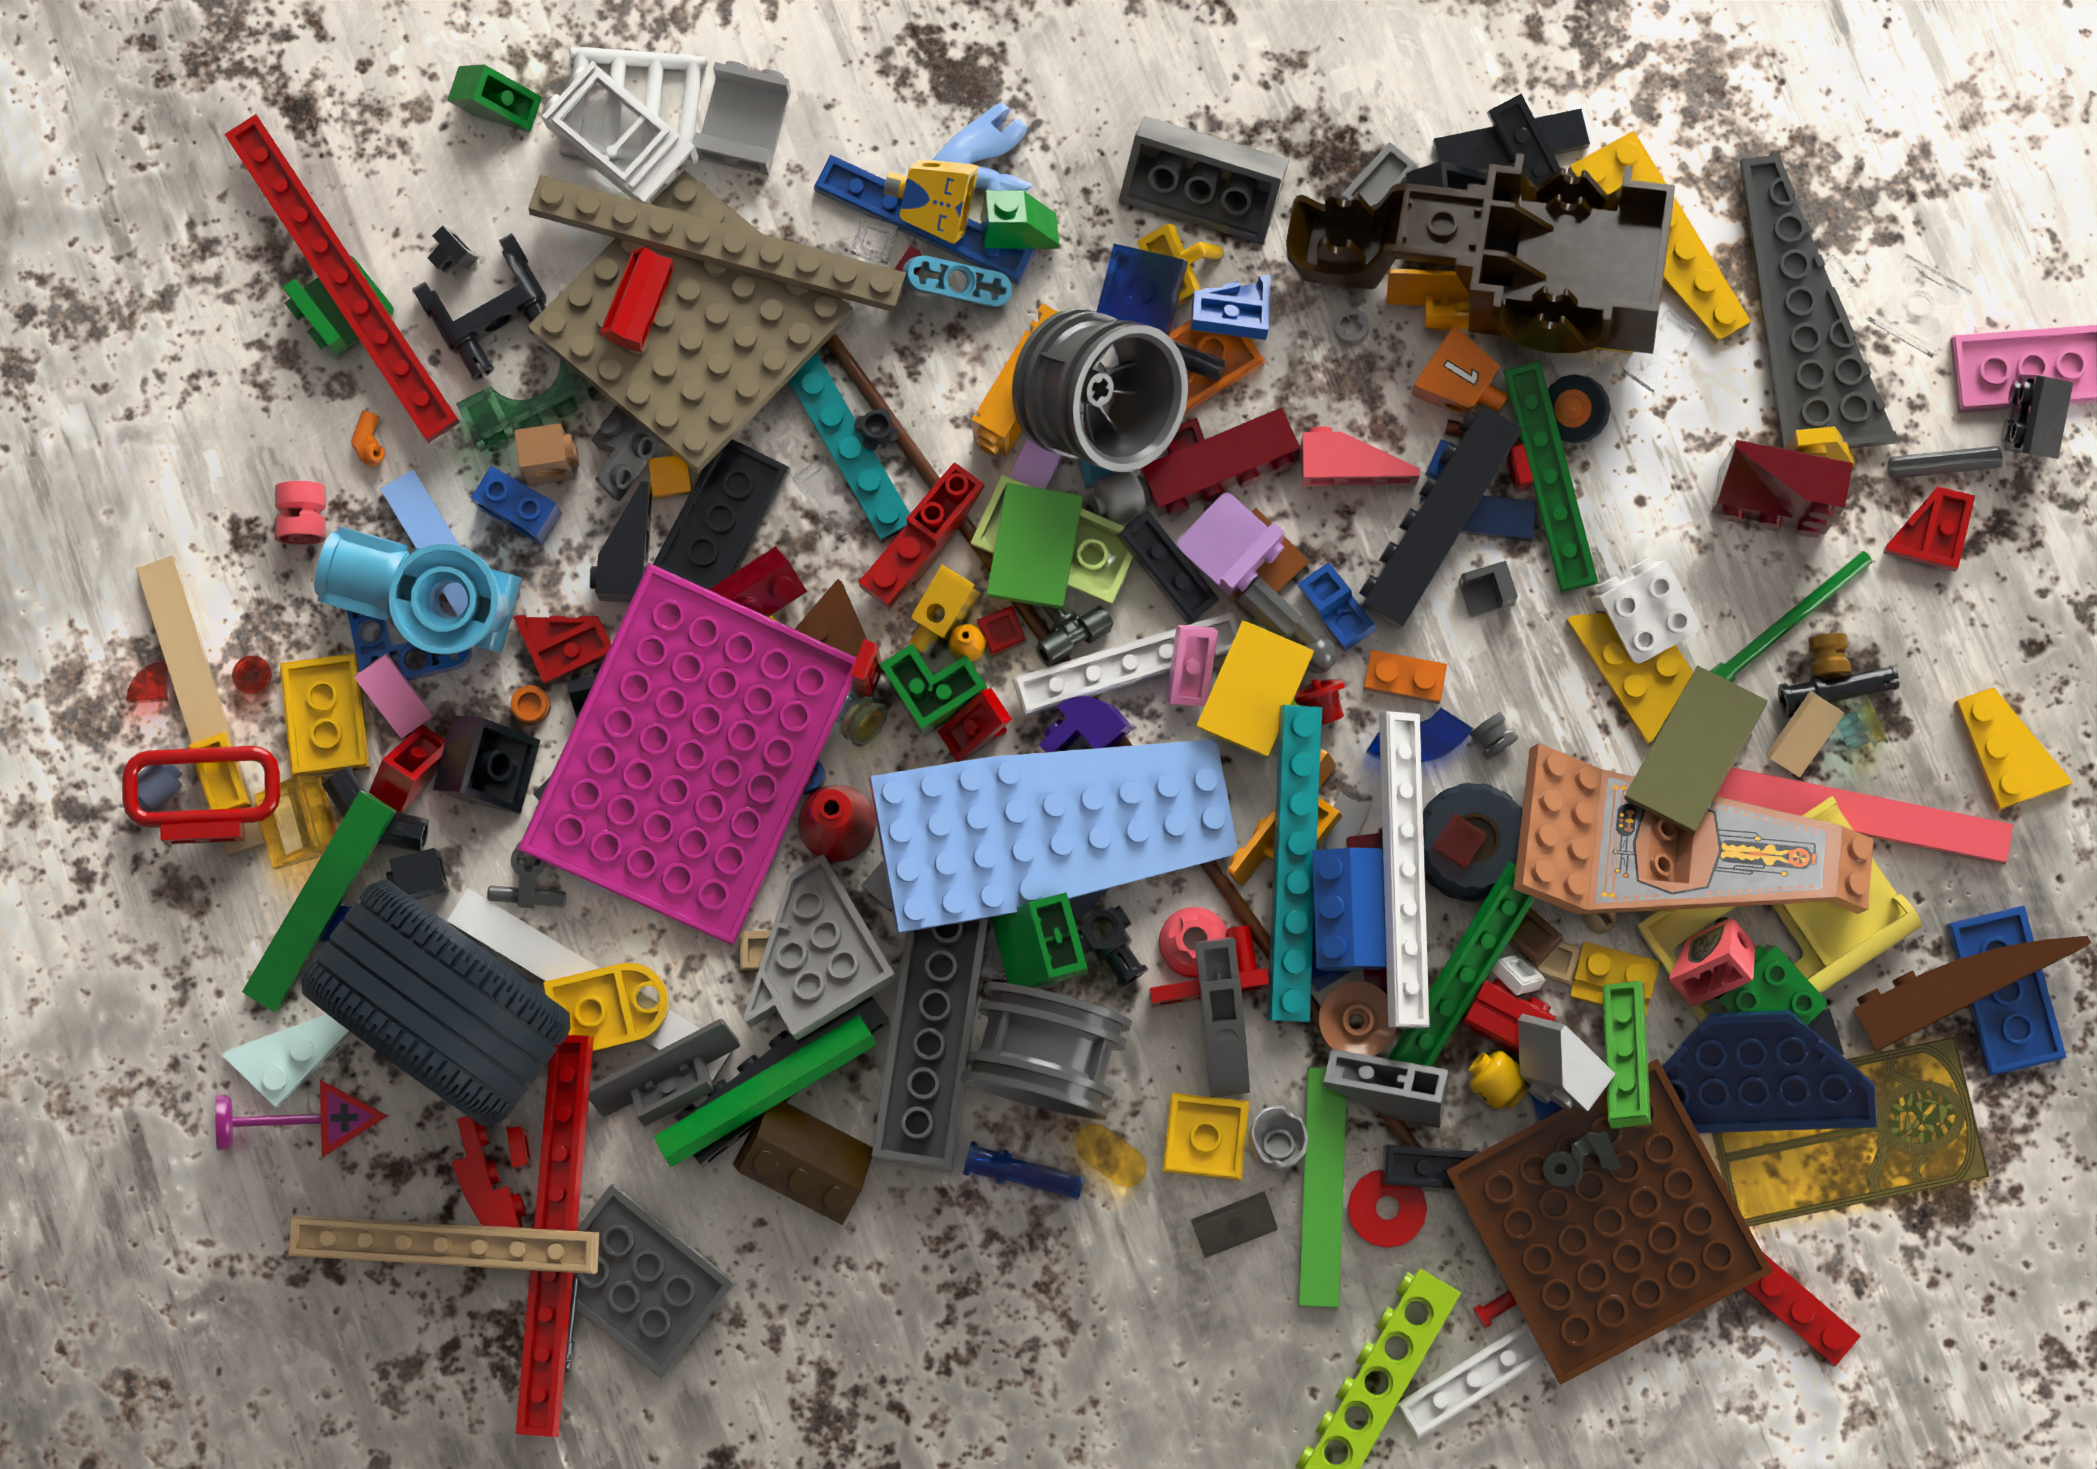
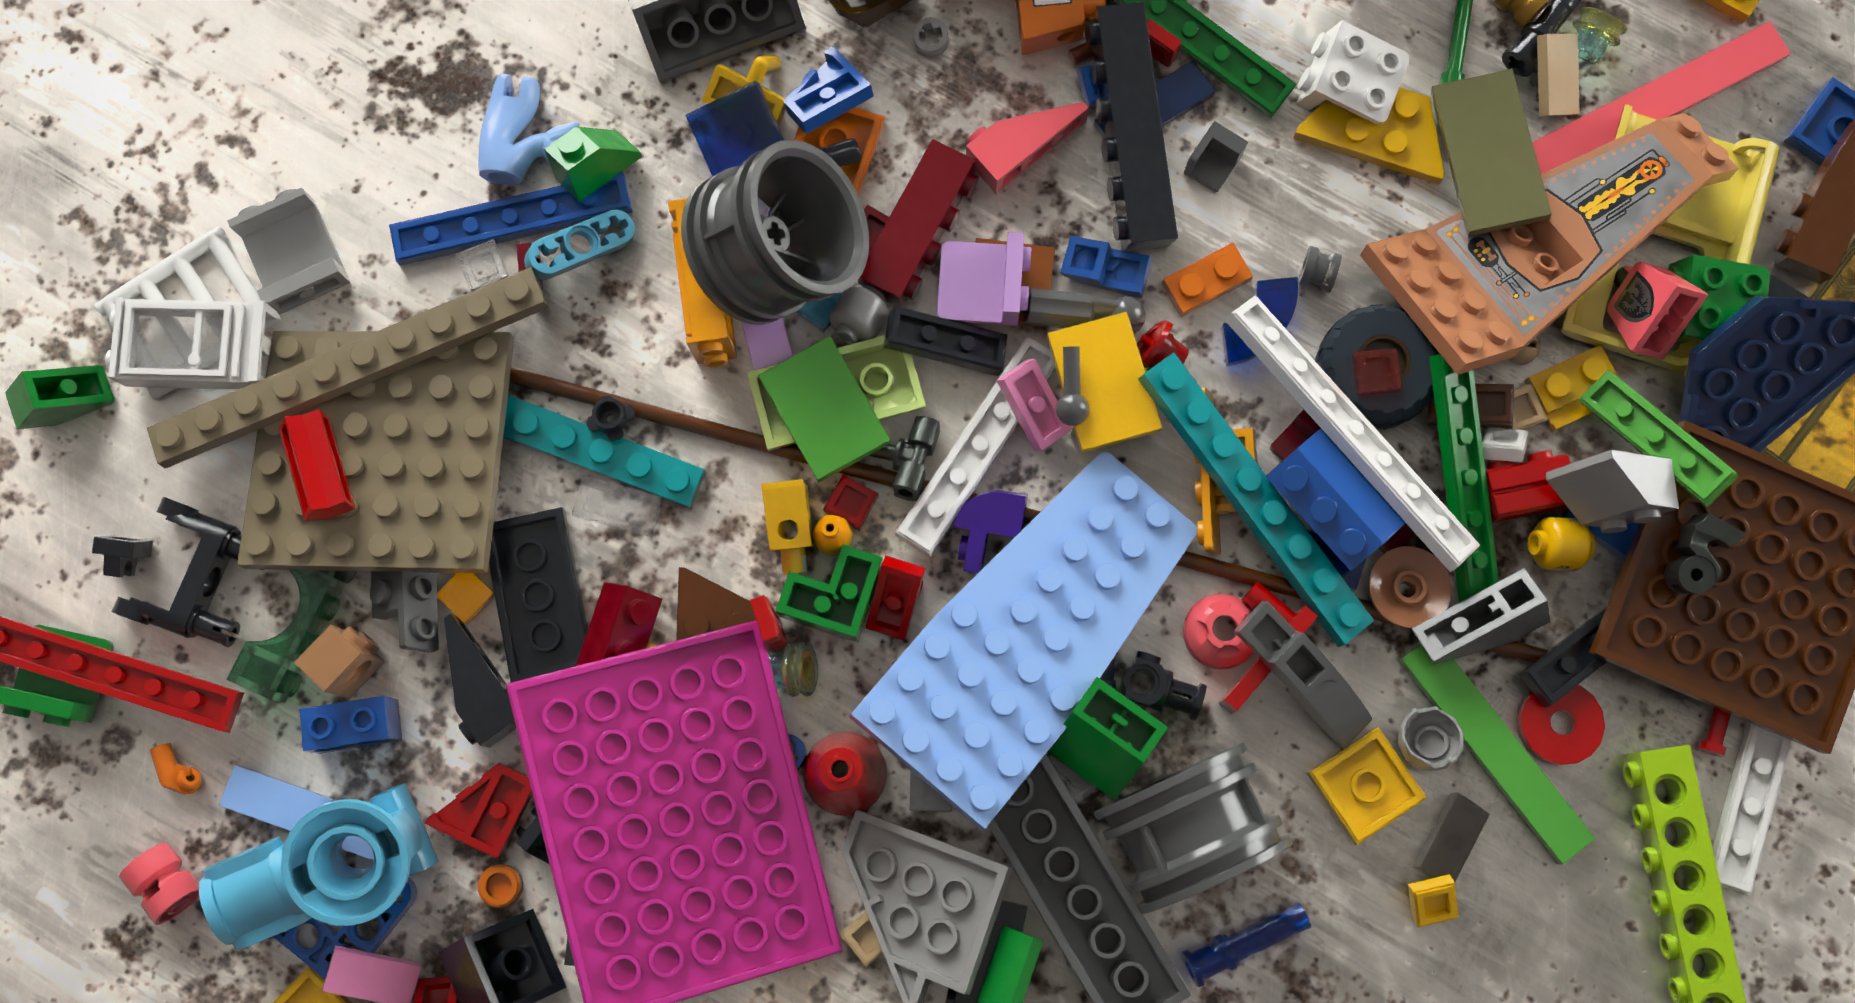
camera: 40 degrees left, 0 degrees up
(924, 536) = (723, 475): red slope -> none
(935, 196) = (504, 187): yellow torso -> none
(1110, 1155) = (1305, 867): clear yellow tile -> none
(1182, 1253) = (1433, 900): none -> yellow tile
(1214, 688) = (1072, 406): none -> dark grey bar
(1353, 818) = (1265, 434): light grey piece -> none

